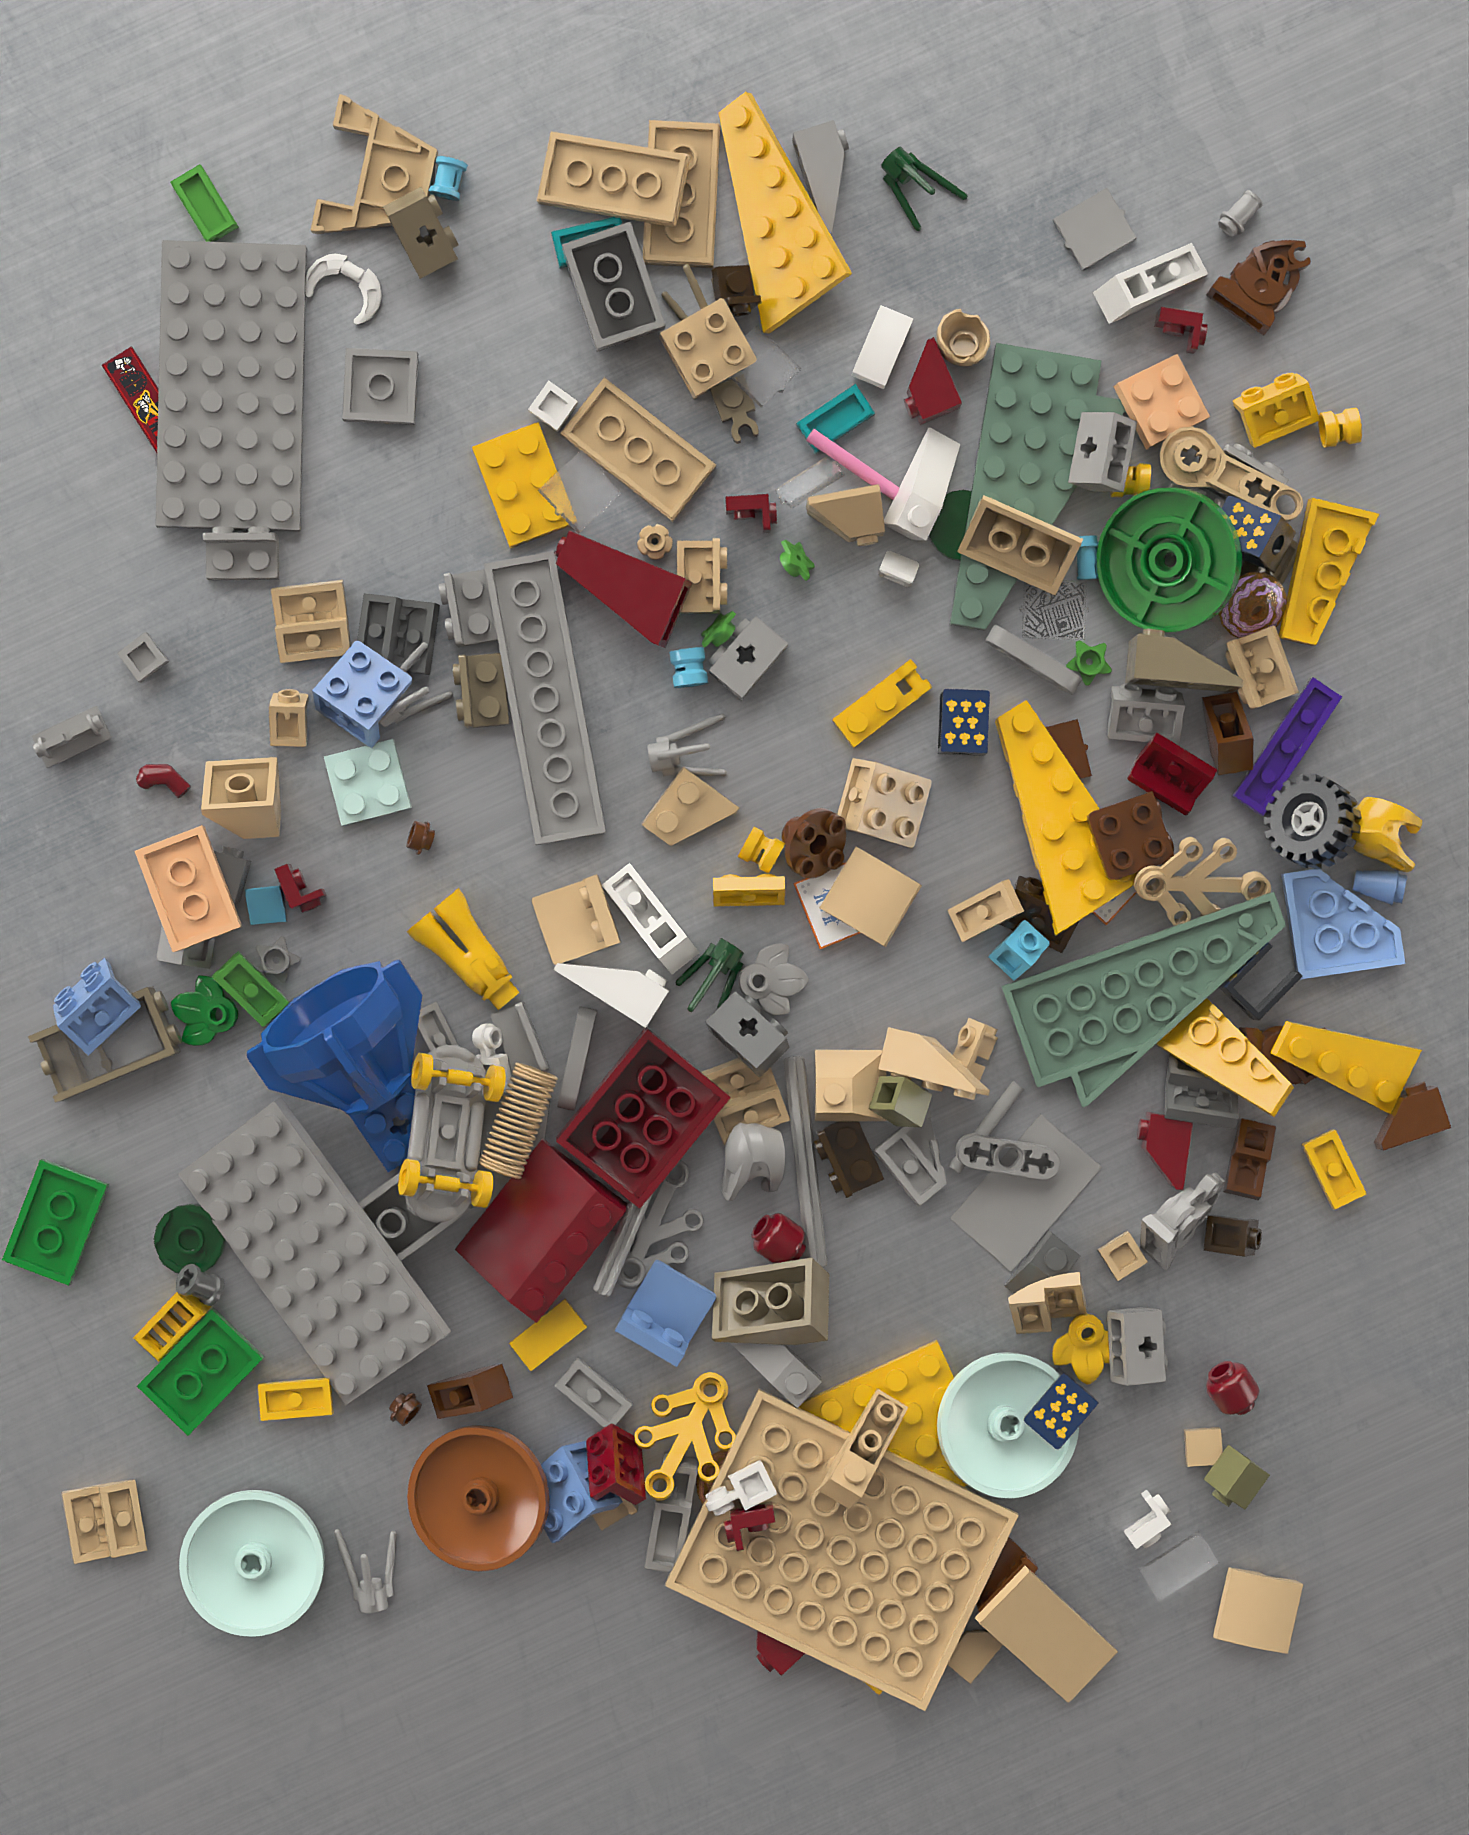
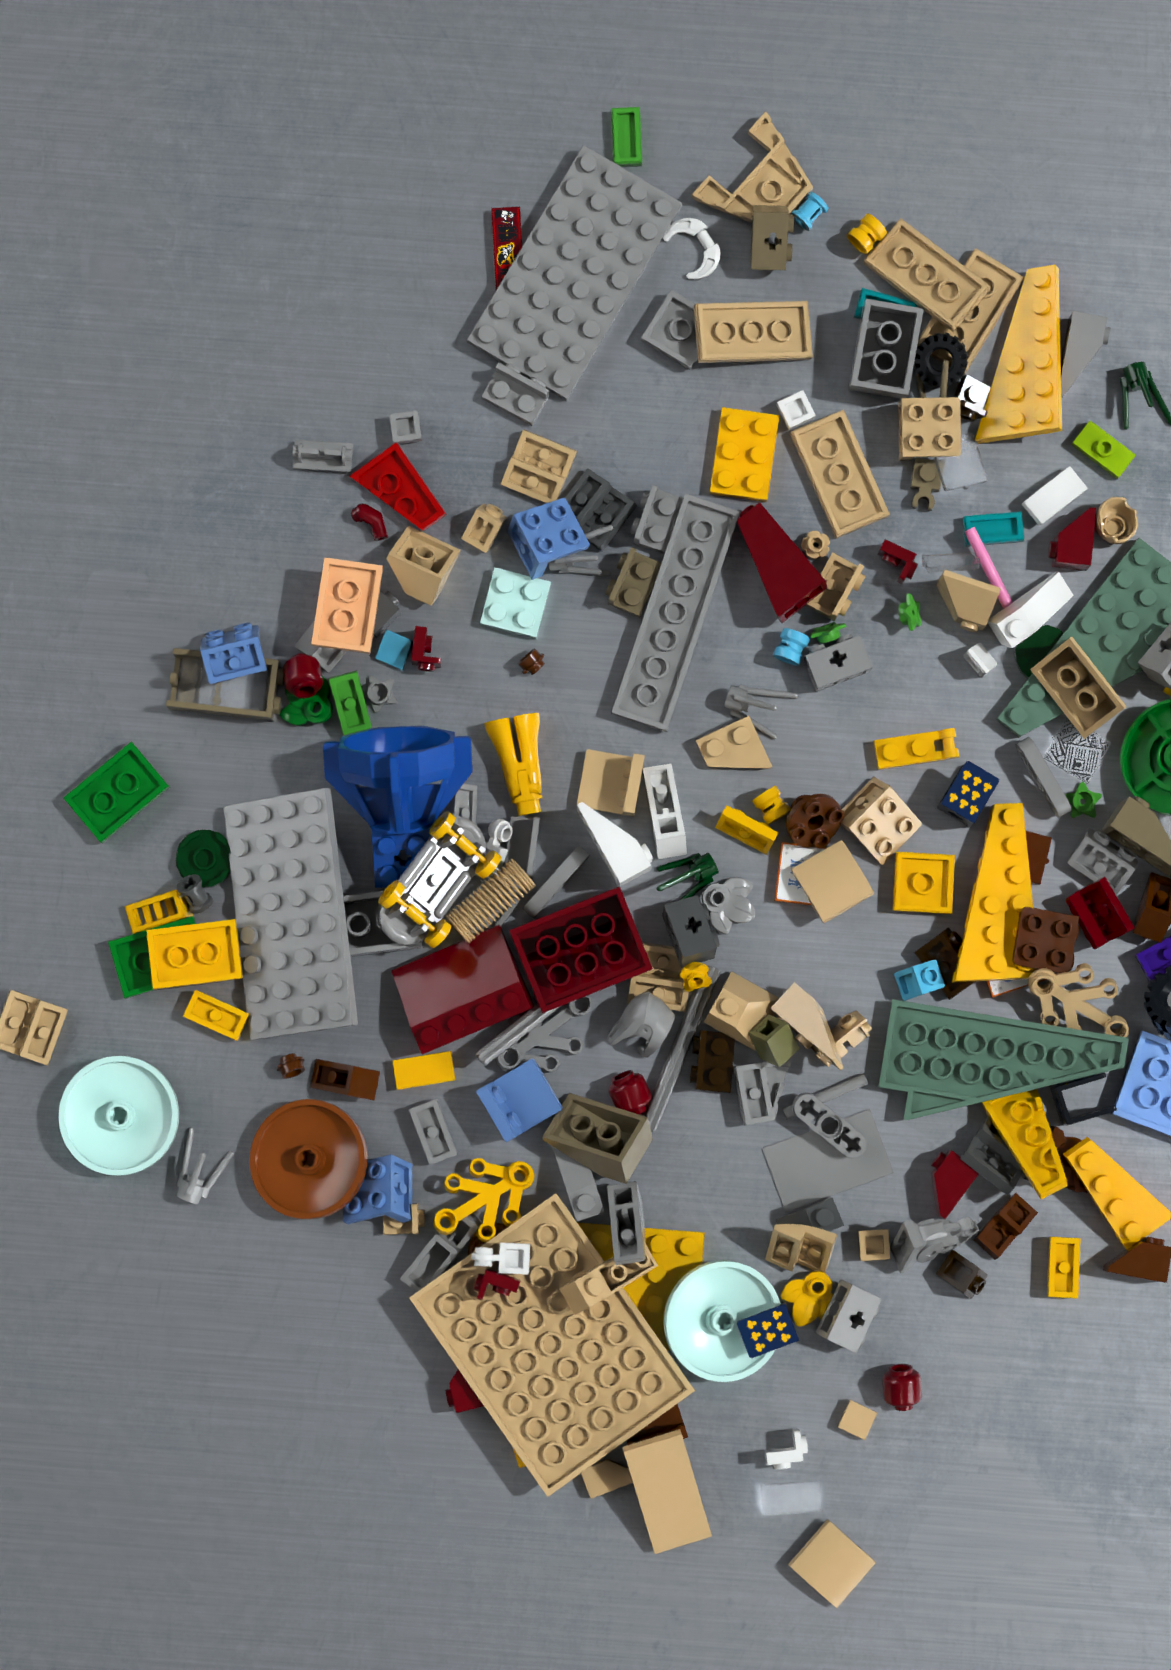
camera: 30 degrees right, 5 degrees down
(173, 724) = (401, 487): none -> red wing
(183, 989) = (302, 675): none -> dark red head
(235, 1350) = (194, 954): none -> yellow plate
(459, 346) = (753, 331): none -> tan tile
(523, 169) = (866, 234): none -> yellow wheel
(579, 492) = (781, 480): clear piece -> none
(615, 1465) = (421, 1189): dark red bracket -> none
(674, 244) = (945, 342): none -> black tyre
(780, 1078) = (695, 976): none -> yellow plate
(852, 1382) = (627, 1223): none -> light grey slope
(907, 266) = (1103, 449): none -> lime plate
(967, 843) = (923, 882): none -> yellow plate
(985, 910) = (910, 937): tan plate -> none
(1087, 558) = (1121, 725): medium azure pin -> none
(1235, 1478) = (869, 1454): olive brick -> none

